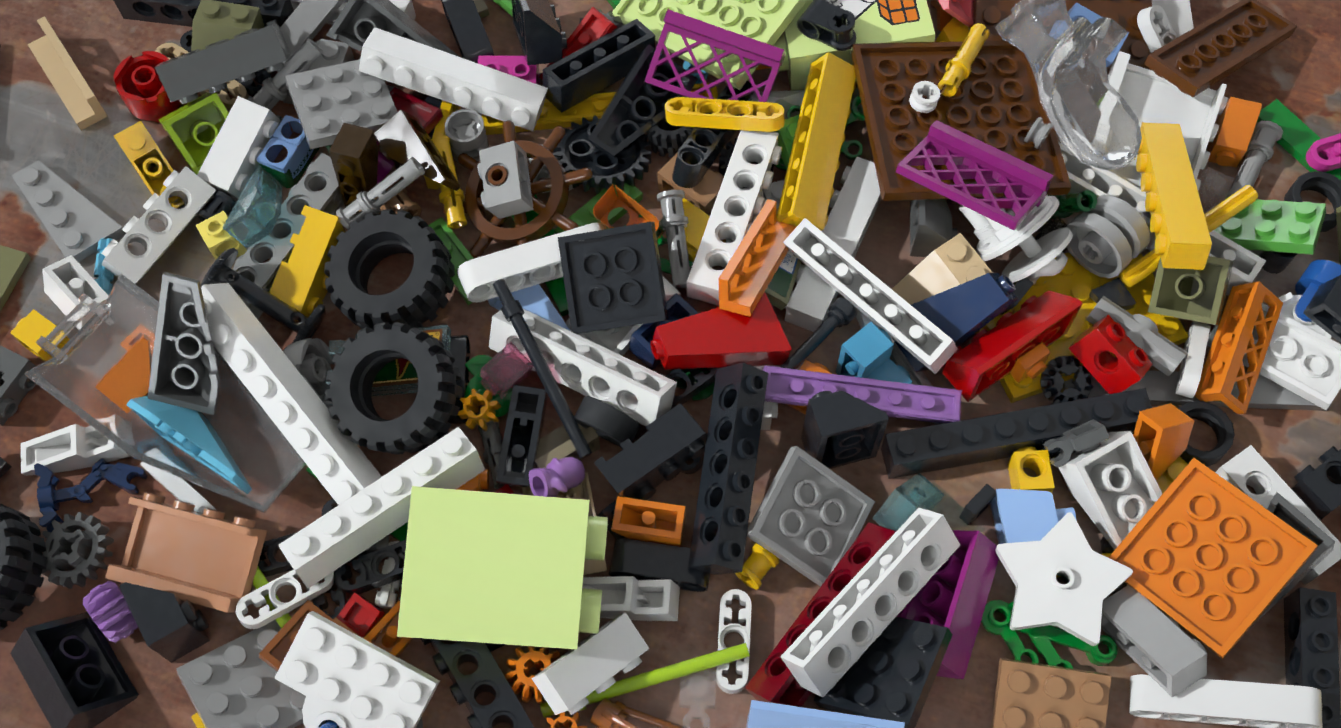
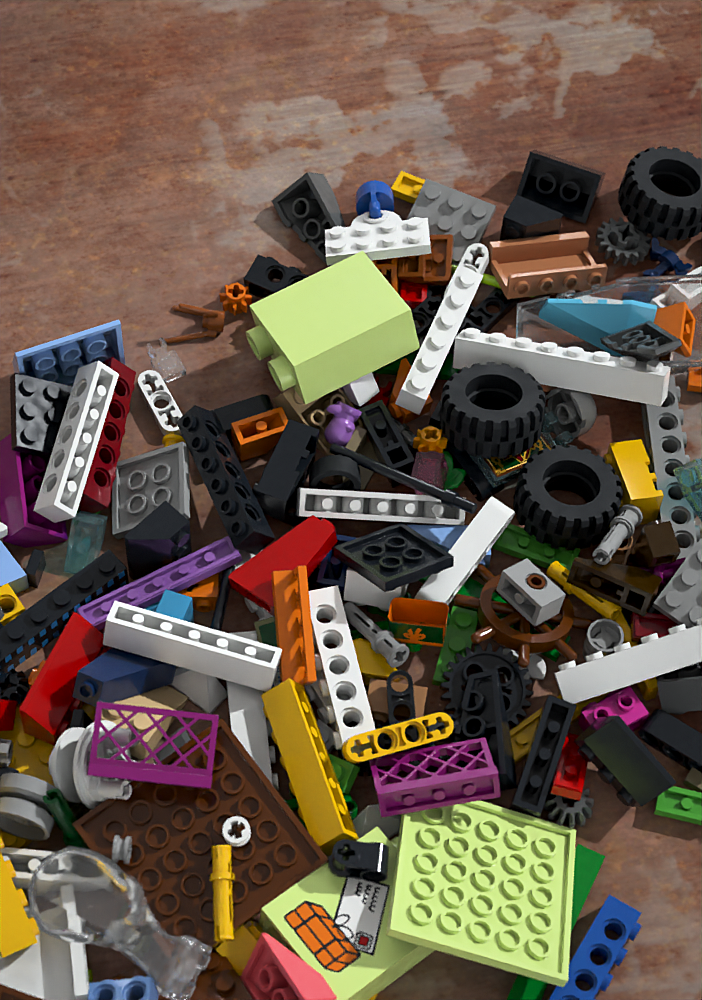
camera: 145 degrees right, 5 degrees down
(110, 611) = (573, 218): medium lavender gear -> none
(220, 273) = (639, 429): black hose -> none
(591, 666) = (233, 349): white brick -> none
(637, 598) = (244, 386): white slope -> none
(663, 674) = (239, 322): lime bar -> none

